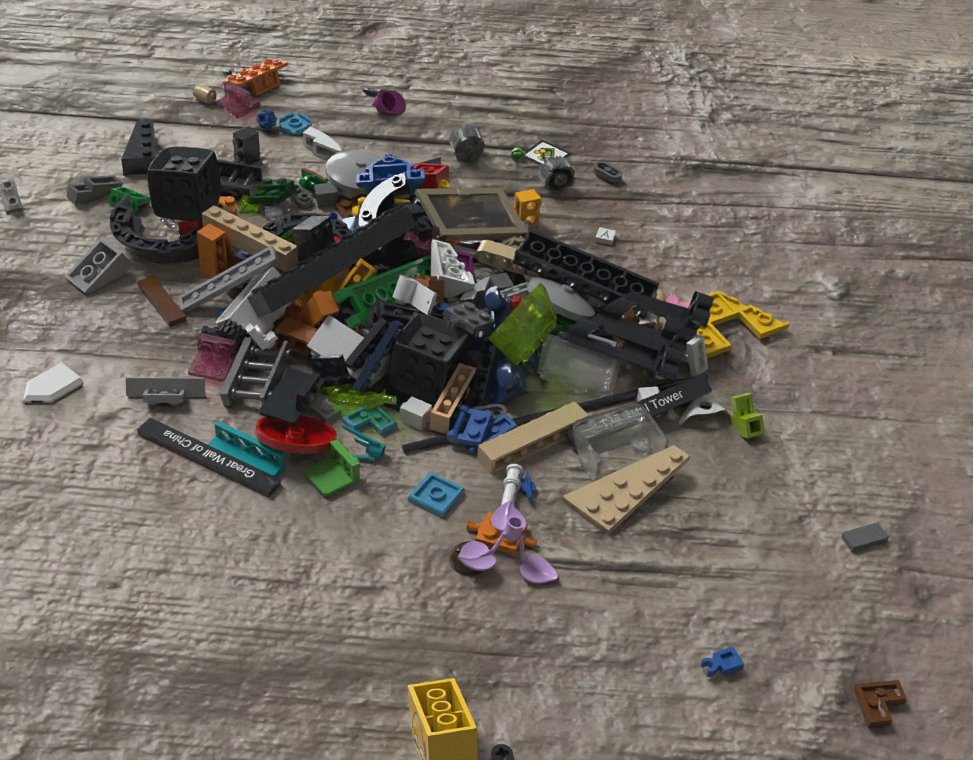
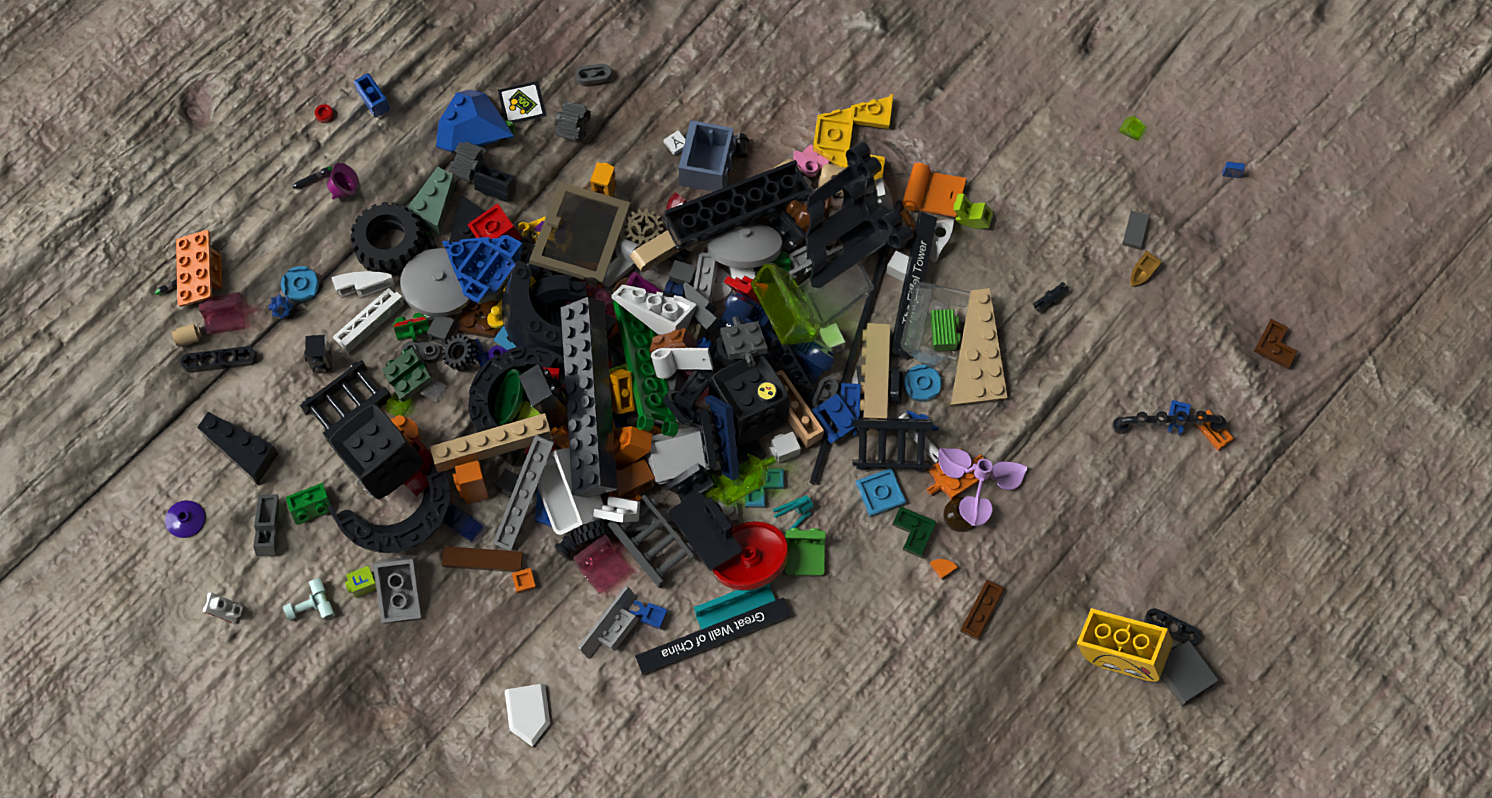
camera: 50 degrees left, 25 degrees up
(52, 237) = (316, 600): none -> light aqua bar
(67, 156) = (185, 527): none -> dark purple dish
(83, 245) = (361, 582): none -> lime brick
(162, 329) = (523, 580): none -> orange tile
(182, 277) = (462, 523): none -> clear blue plate
(194, 408) = (652, 615): none -> blue plate
(200, 115) = (218, 359): none -> black beam
(295, 162) = (370, 322): none -> white fence
(320, 206) = (468, 356): none -> black tyre
(368, 133) = (379, 219): none -> black tyre
(390, 620) = (982, 610): none -> reddish brown tile
(405, 571) = (943, 567): none -> orange tile
(422, 144) = (433, 200): none -> sand green wedge
(425, 533) = (918, 527): none -> dark green plate
(432, 78) = (324, 113): none -> red tile
(436, 347) = (766, 391): none -> tile
(466, 84) = (371, 95): none -> blue brick
(466, 164) = (495, 183): none -> black brick
(502, 131) = (470, 119): none -> blue wedge
(502, 463) = (883, 426): none -> black fence
(539, 393) = (832, 337): none -> brick
(542, 451) = (896, 380): none -> black plate
(563, 471) = (922, 383): none -> dark azure tile
(614, 242) = (707, 156): none -> sand blue container
(623, 454) = (944, 330): none -> bright green brick
(647, 265) = (741, 145): none -> black pin
(673, 622) = (1217, 422): none -> black bar
(734, 511) = (1051, 297): none -> black pin
(737, 381) = (932, 191): none -> orange door
(738, 715) = (1213, 440): none -> orange tile
(838, 559) = (1144, 268): none -> pearl gold plate
(954, 485) = (1132, 128): none -> clear neon green slope

